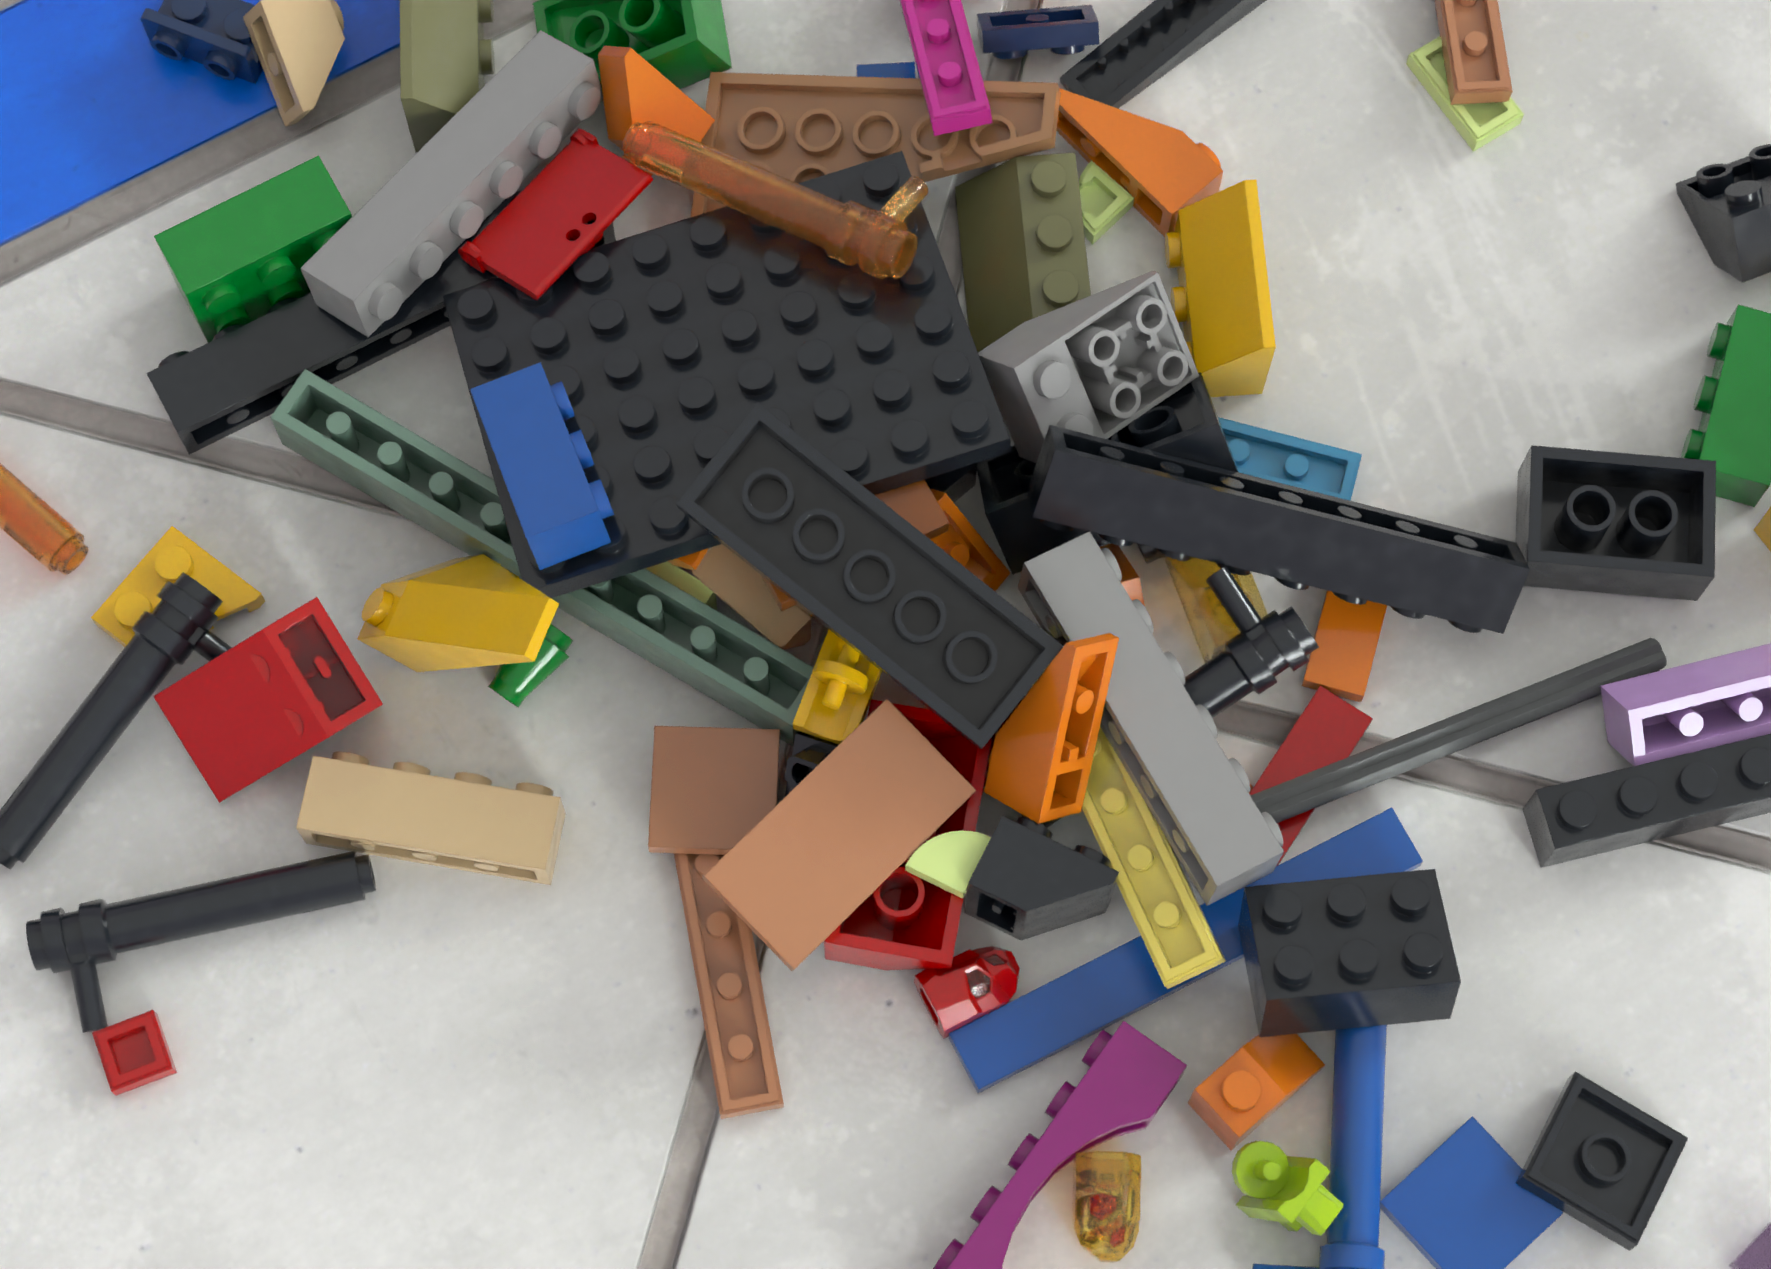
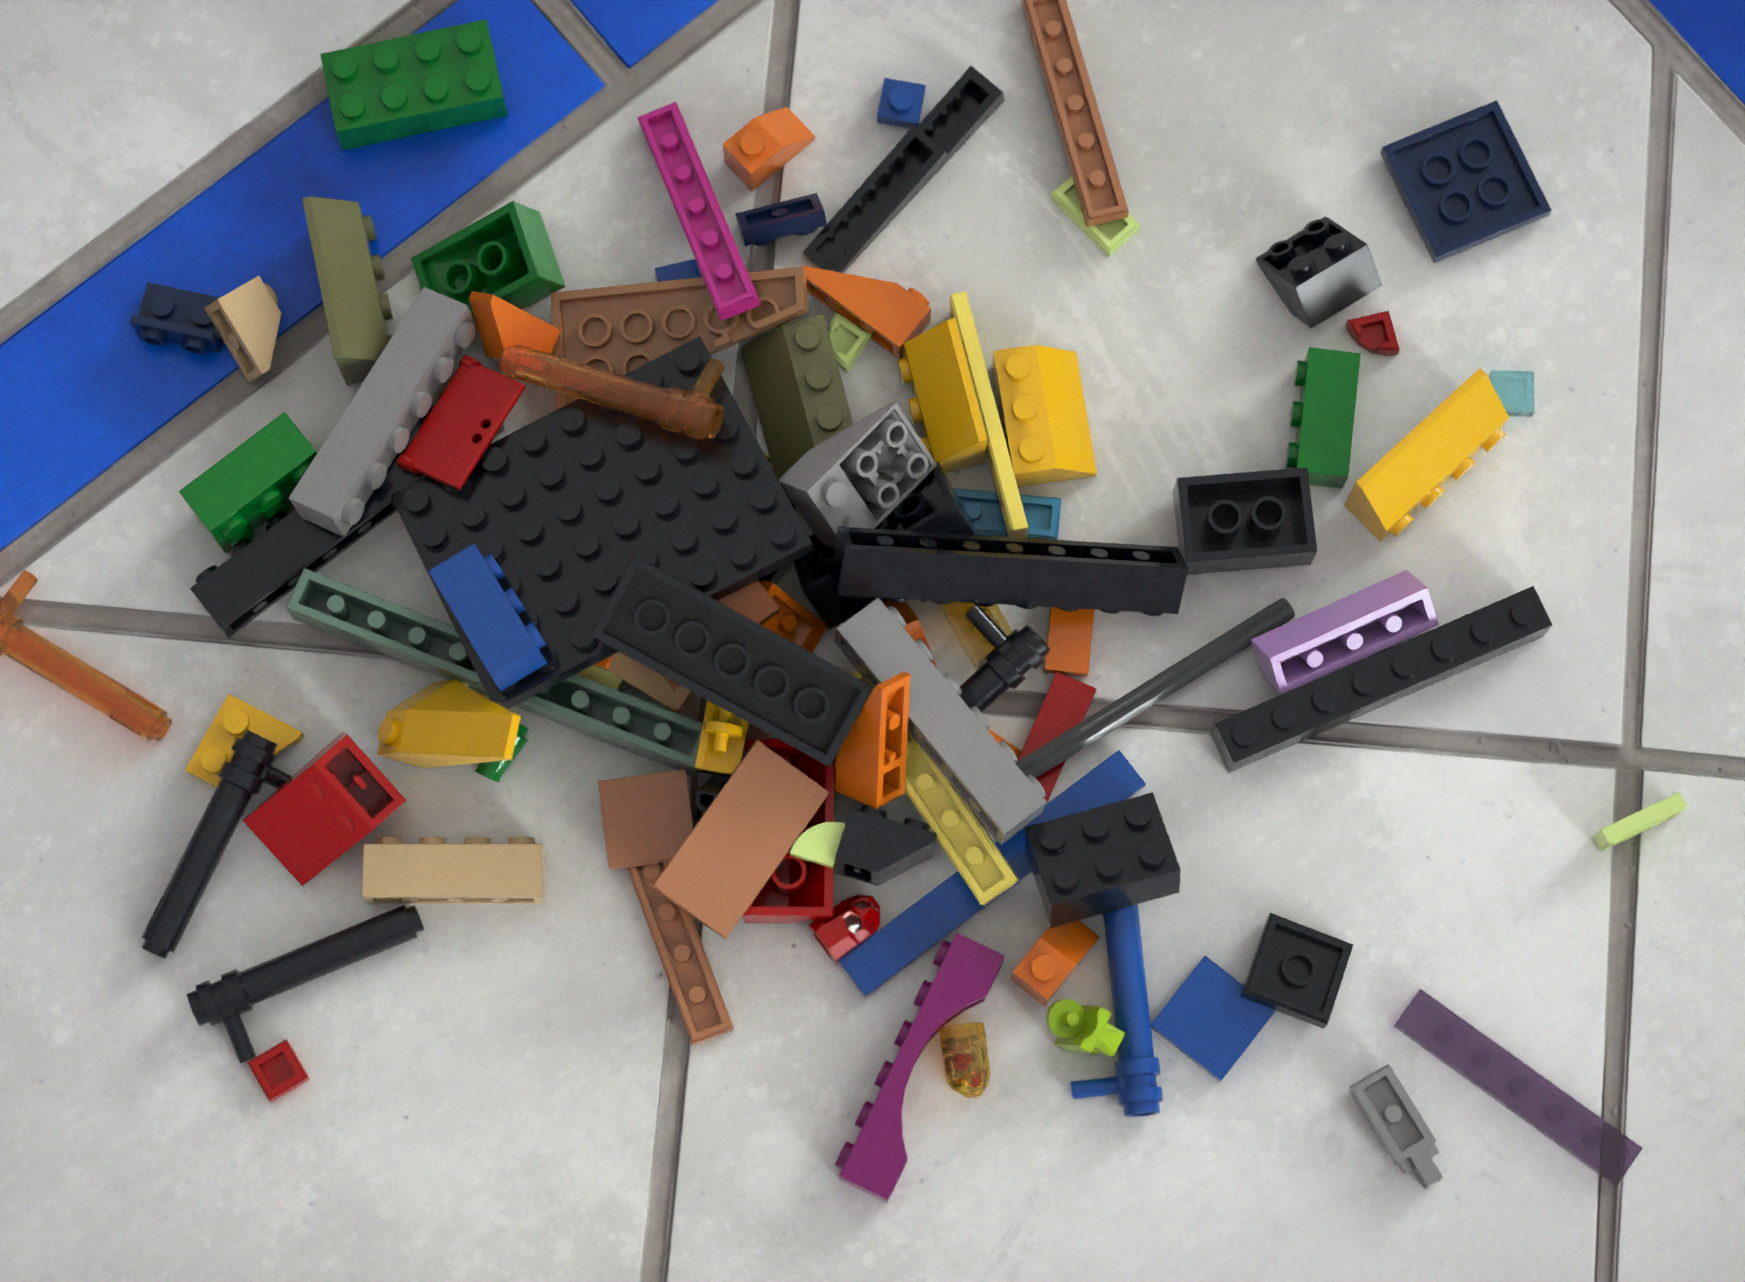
camera: 10 degrees left, 5 degrees up
(1284, 372) = (996, 445): none -> light yellow tile
(1352, 339) = (1043, 414): none -> yellow slope

